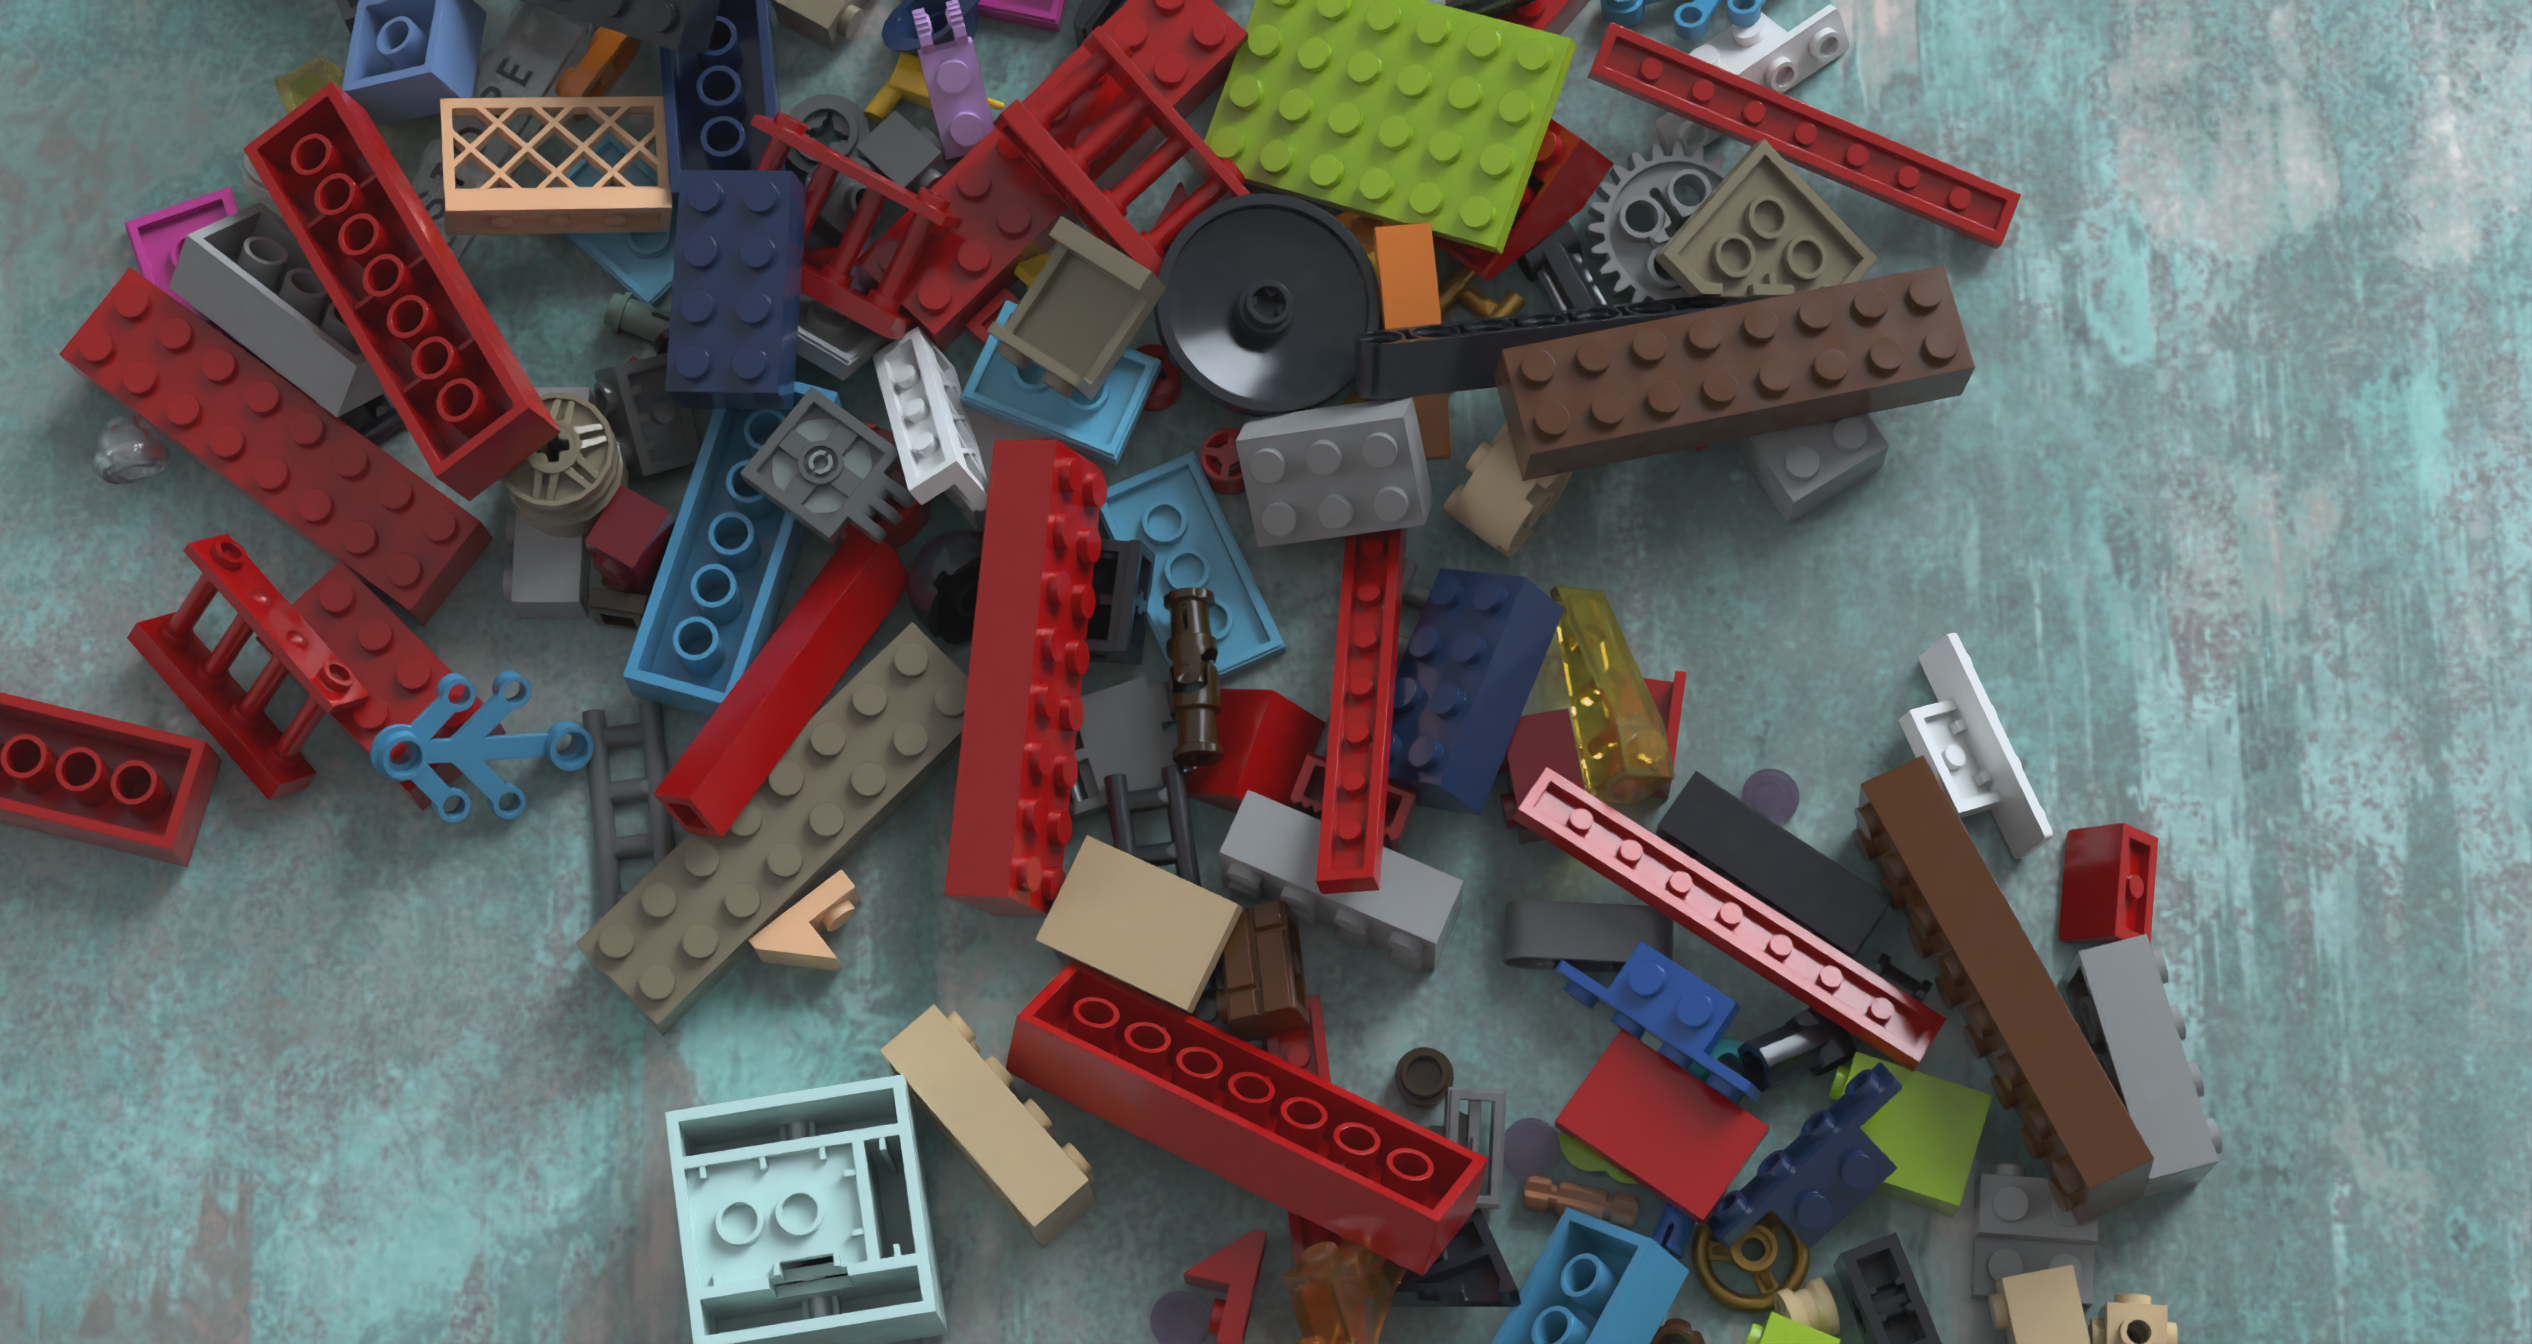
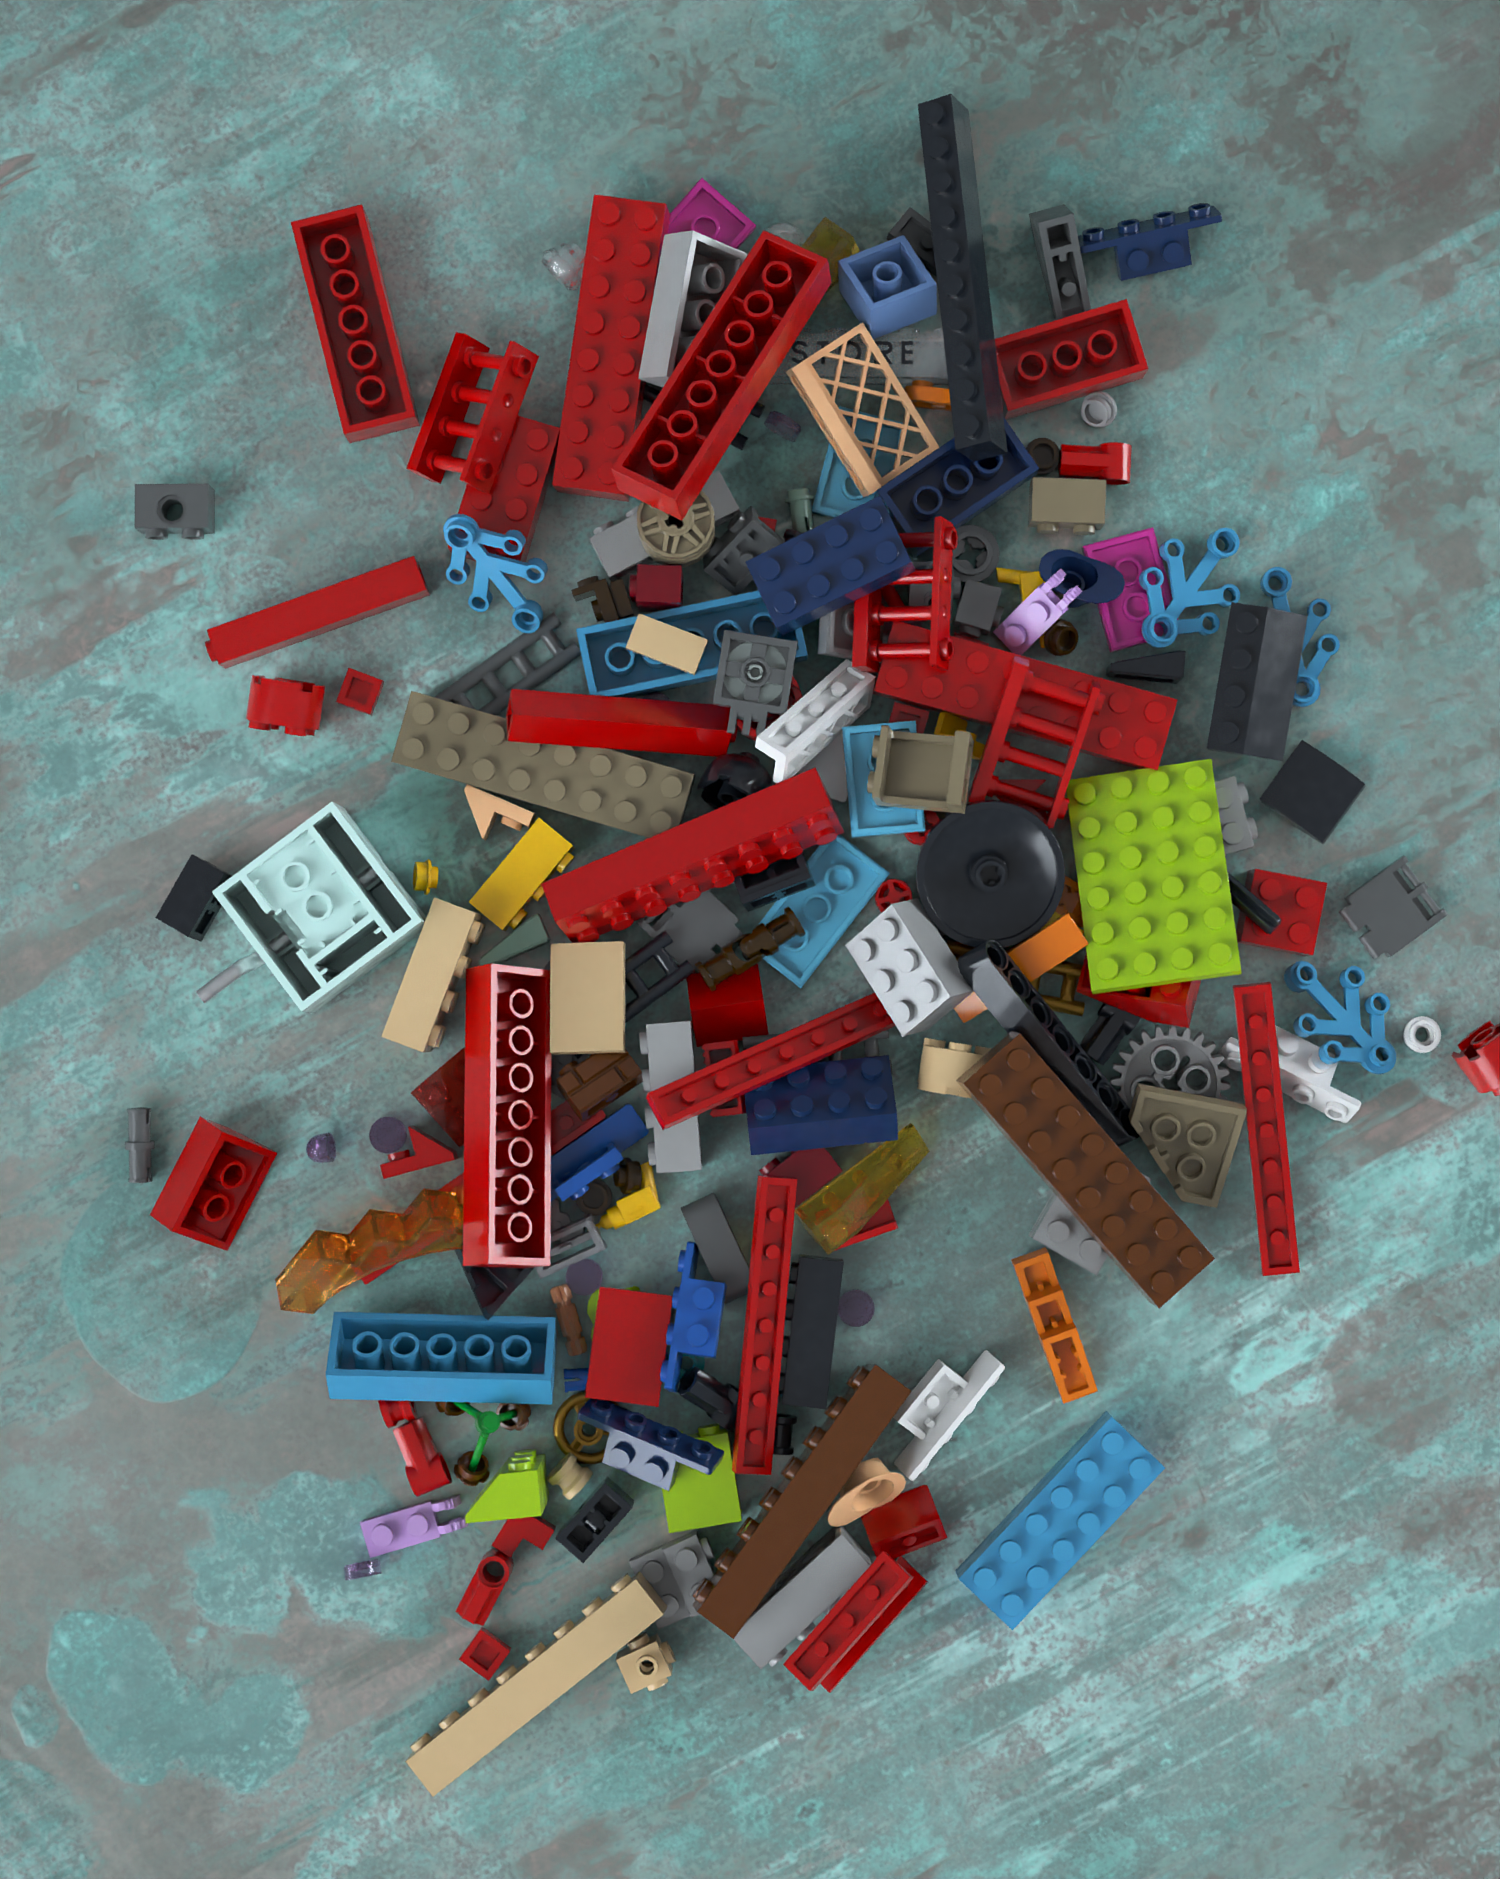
camera: 60 degrees right, 15 degrees up
(130, 1119) = (154, 501): none -> dark grey brick
(391, 1030) = (316, 613): none -> red brick
(491, 1134) = (285, 704): none -> red brick
(514, 283) = (782, 426): none -> tile
(535, 1029) = (360, 691): none -> red plate
(606, 631) = (604, 606): none -> dark brown bracket
(715, 563) = (666, 644): none -> tan tile
(841, 1069) = (425, 876): none -> yellow plate
(919, 932) = (521, 874): none -> yellow brick
(1004, 76) = (1061, 638): none -> dark brown plate
(1009, 979) = (522, 940): none -> sand green slope
(1176, 1197) = (444, 1096): none -> clear red hinge
(1363, 1031) = (595, 1153): none -> blue bracket
(1419, 1010) = (628, 1176): none -> dark brown plate
(1465, 1024) = (633, 1205): none -> yellow piece
(1931, 547) = (1054, 1325): none -> orange slope
(2040, 902) = (865, 1490): none -> light nougat piece
(2207, 671) = (1059, 1520): none -> dark azure brick
(2215, 1003) = (855, 1622): none -> red fence

